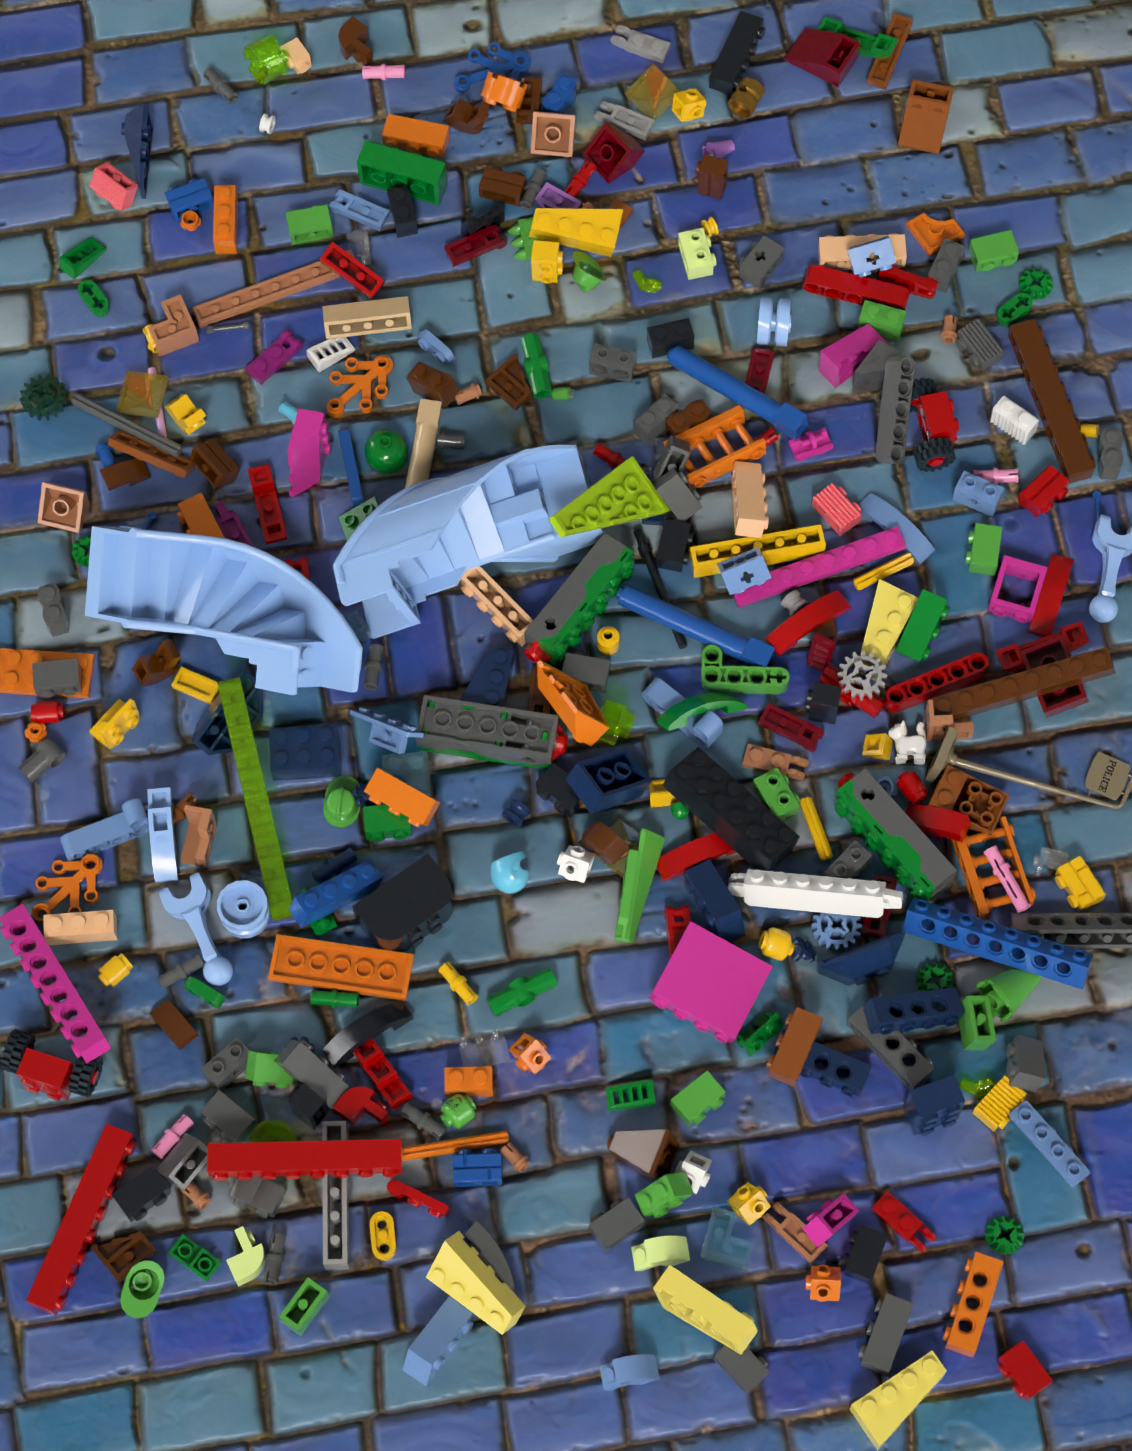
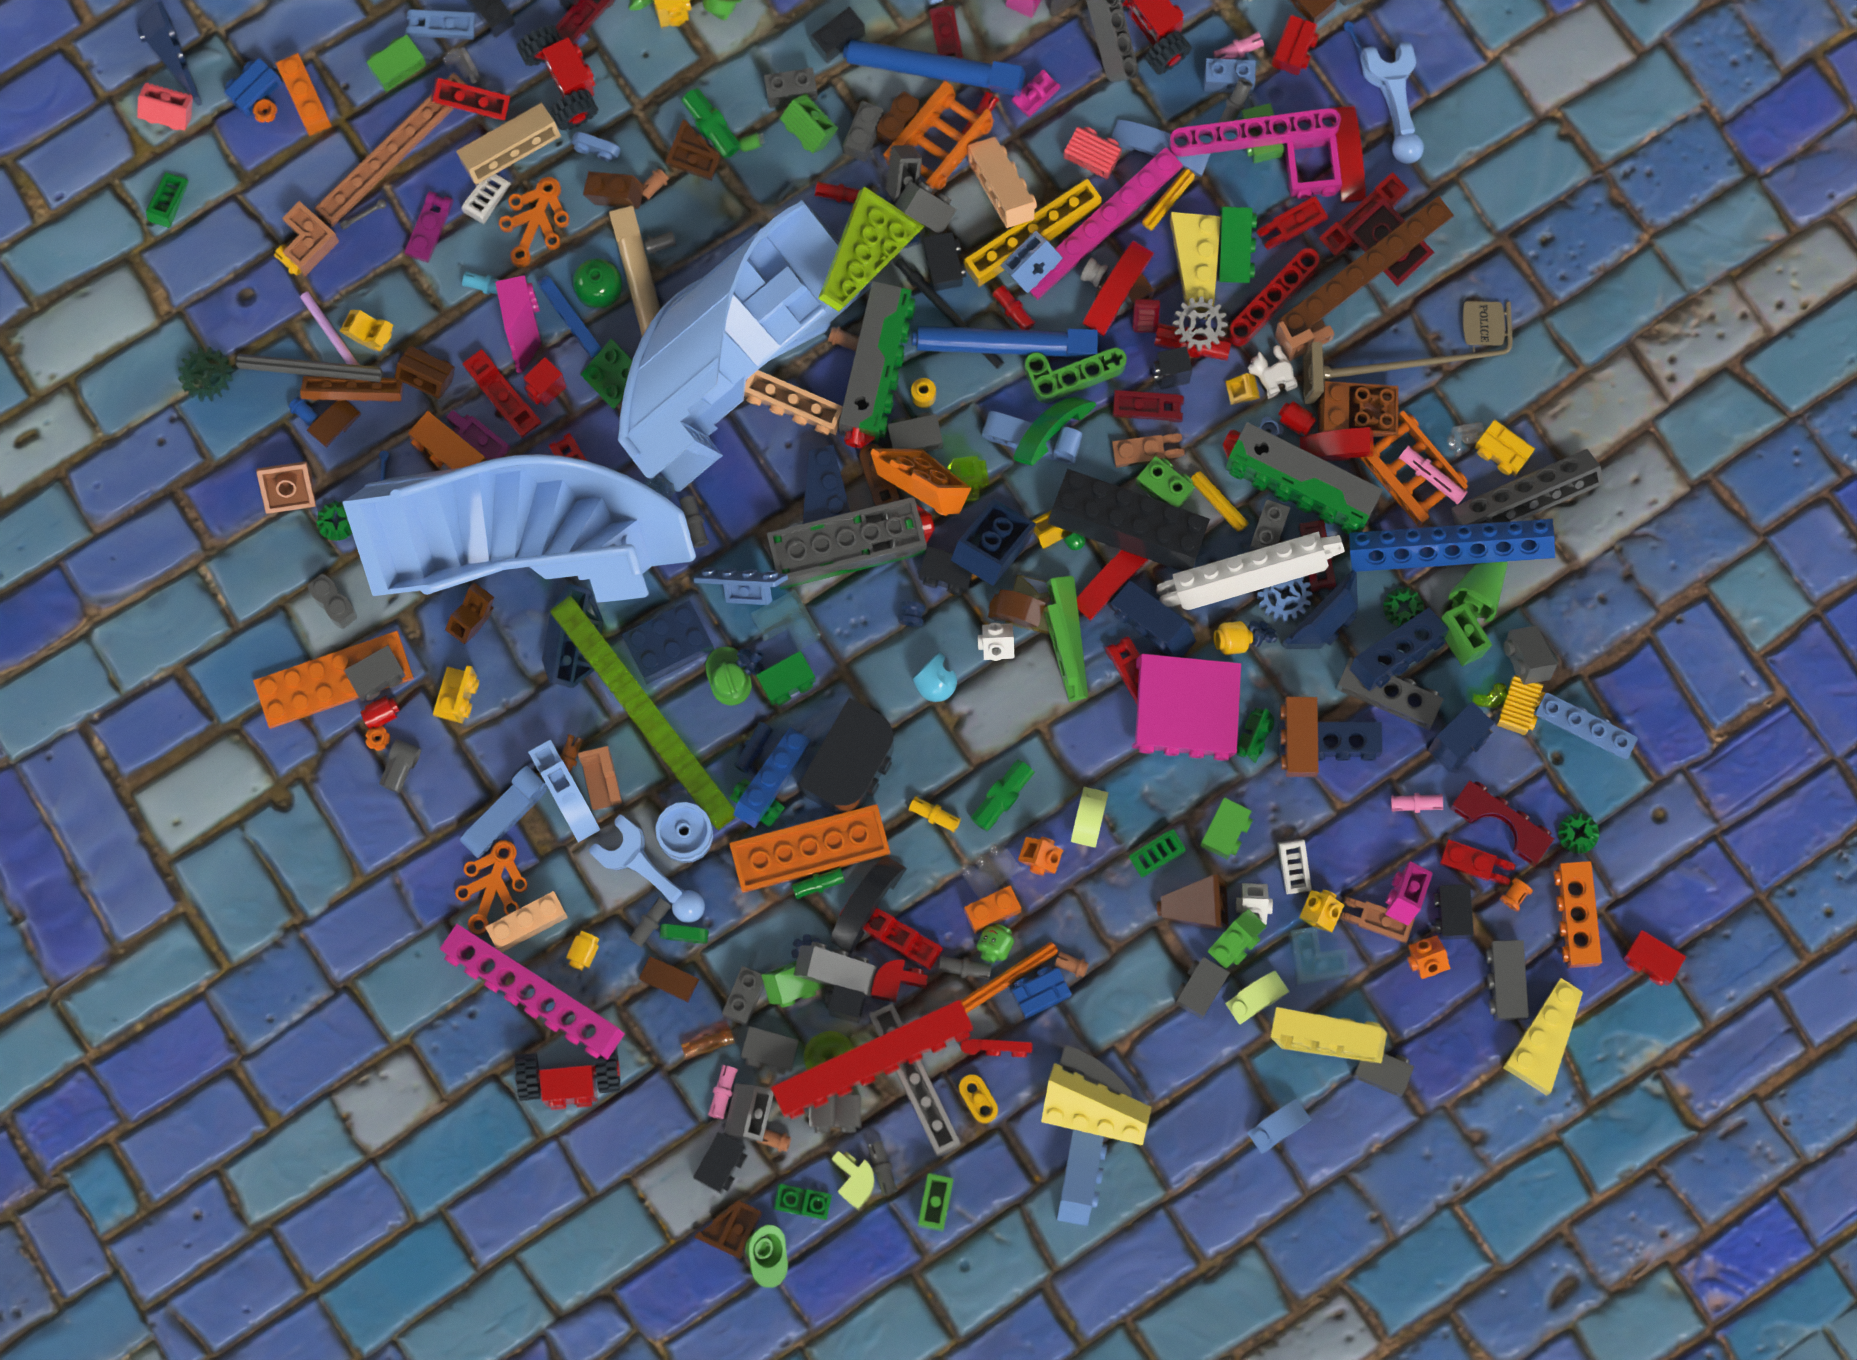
camera: 25 degrees left, 10 degrees up
(81, 1220) = (673, 1214): red brick -> none
(90, 300) = (206, 236): green beam -> none
(142, 394) = (309, 327): clear yellow tile -> none
(180, 1091) = (708, 1043): none -> clear orange pin
(195, 685) = (519, 618): yellow tile -> none
(304, 508) = (544, 383): none -> red brick
(401, 798) = (793, 650): orange brick -> none
(440, 282) = (568, 71): none -> brick
(560, 570) = (843, 338): none -> nougat pin
(586, 1039) = (1089, 817): none -> yellowish green brick
(613, 395) = (808, 124): none -> bright green brick
(714, 604) = (1013, 308): none -> red pin
(747, 1137) = (1282, 847): none -> white slope
(873, 1148) = (1416, 802): none -> bright pink pin
(924, 1170) = (1477, 803): none -> dark red arch
(925, 1263) = (1516, 894): none -> orange bush
(973, 515) = (1236, 101): none -> dark grey pin
(980, 630) = (1294, 222): none -> red hinge
(985, 550) = (1263, 124): none -> dark pink beam

